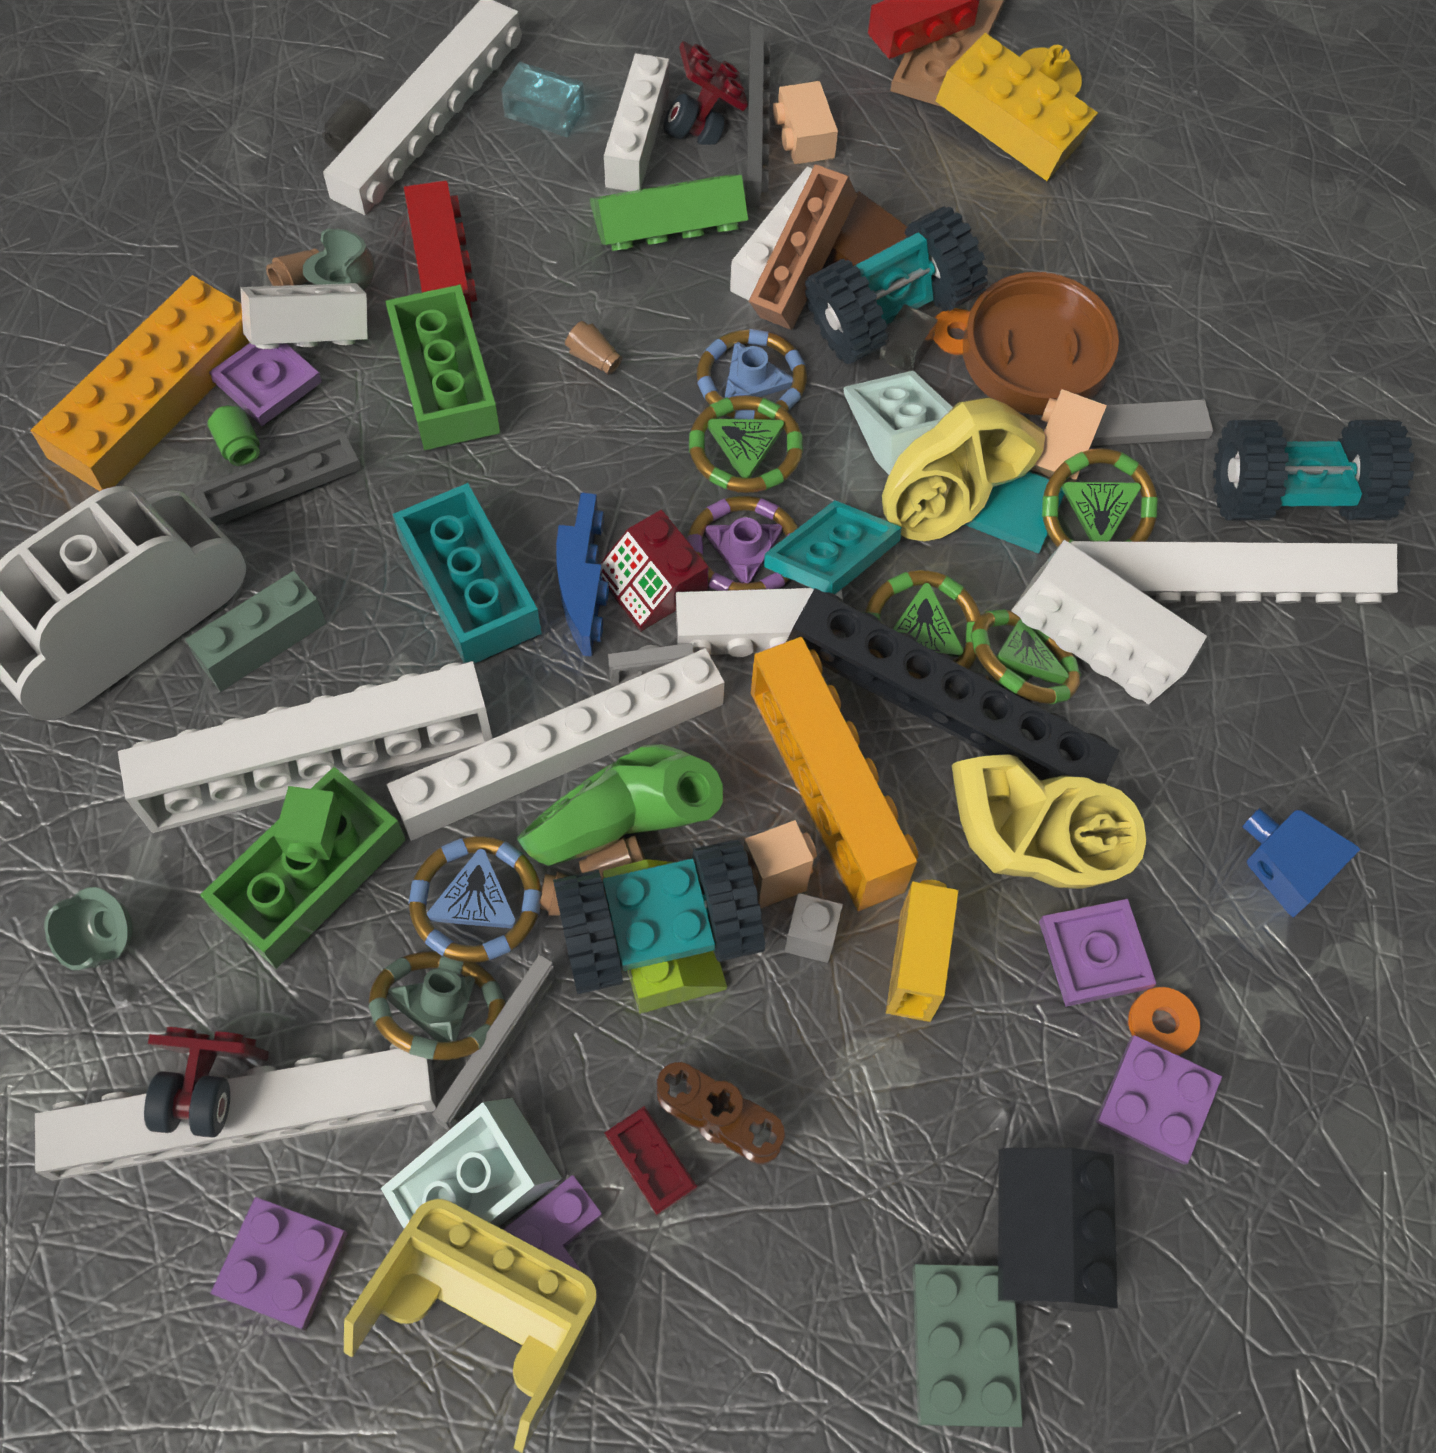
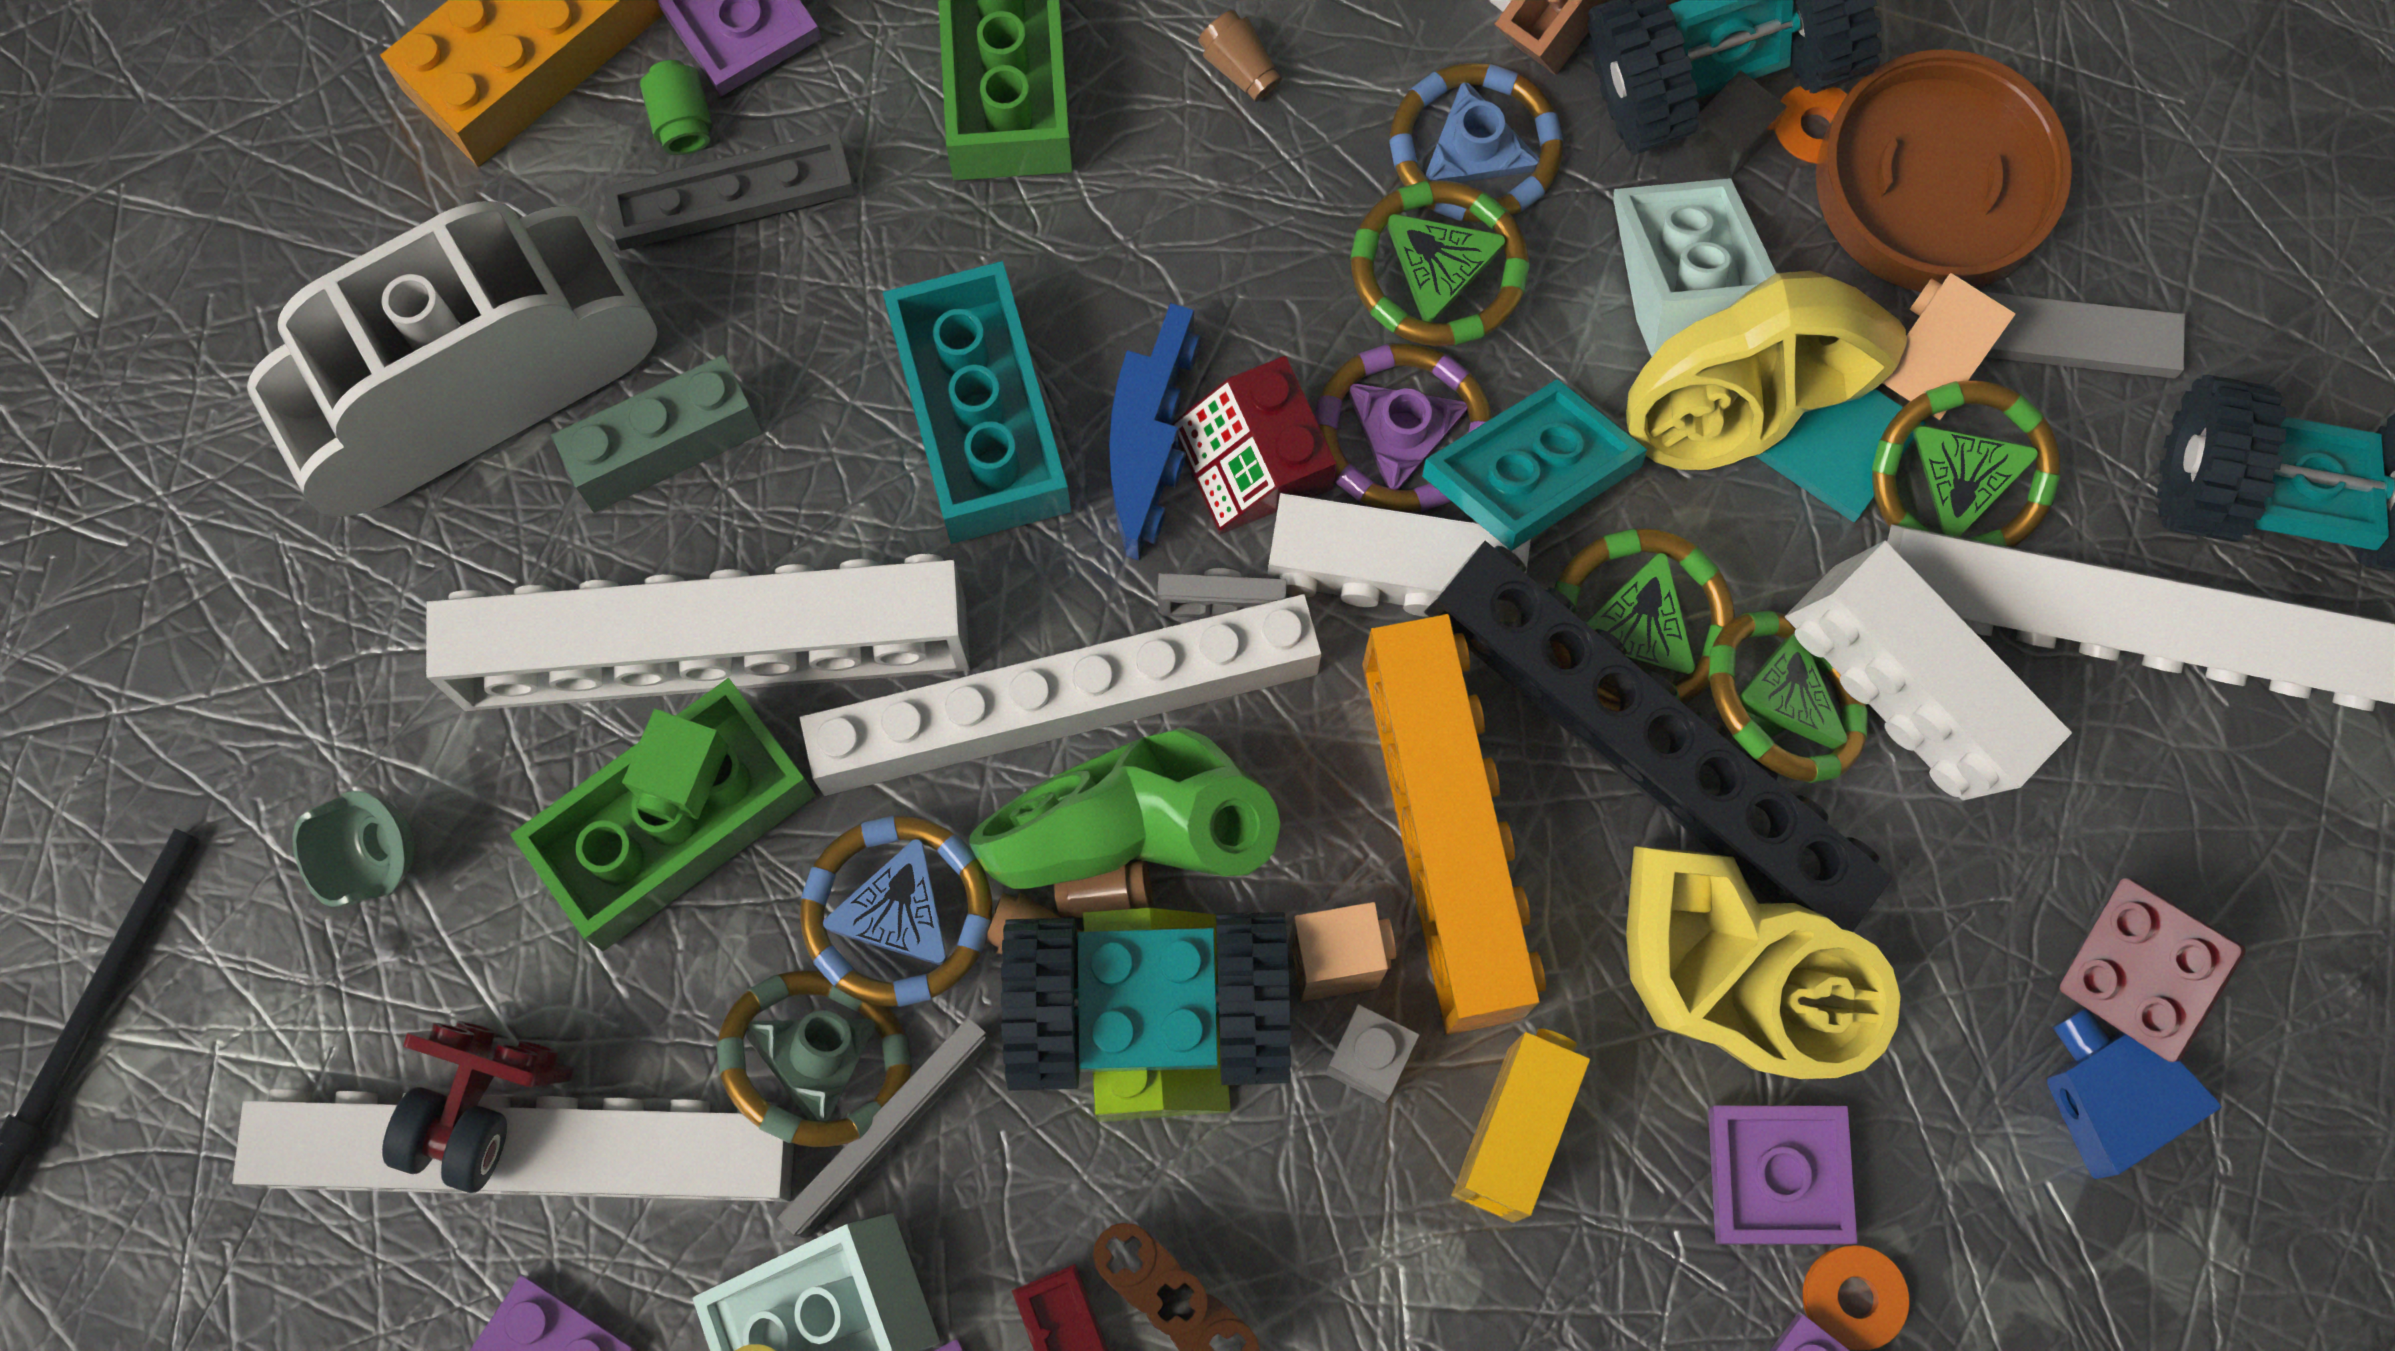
camera: 15 degrees right, 10 degrees up
(1294, 770) = (2152, 969): none -> plate

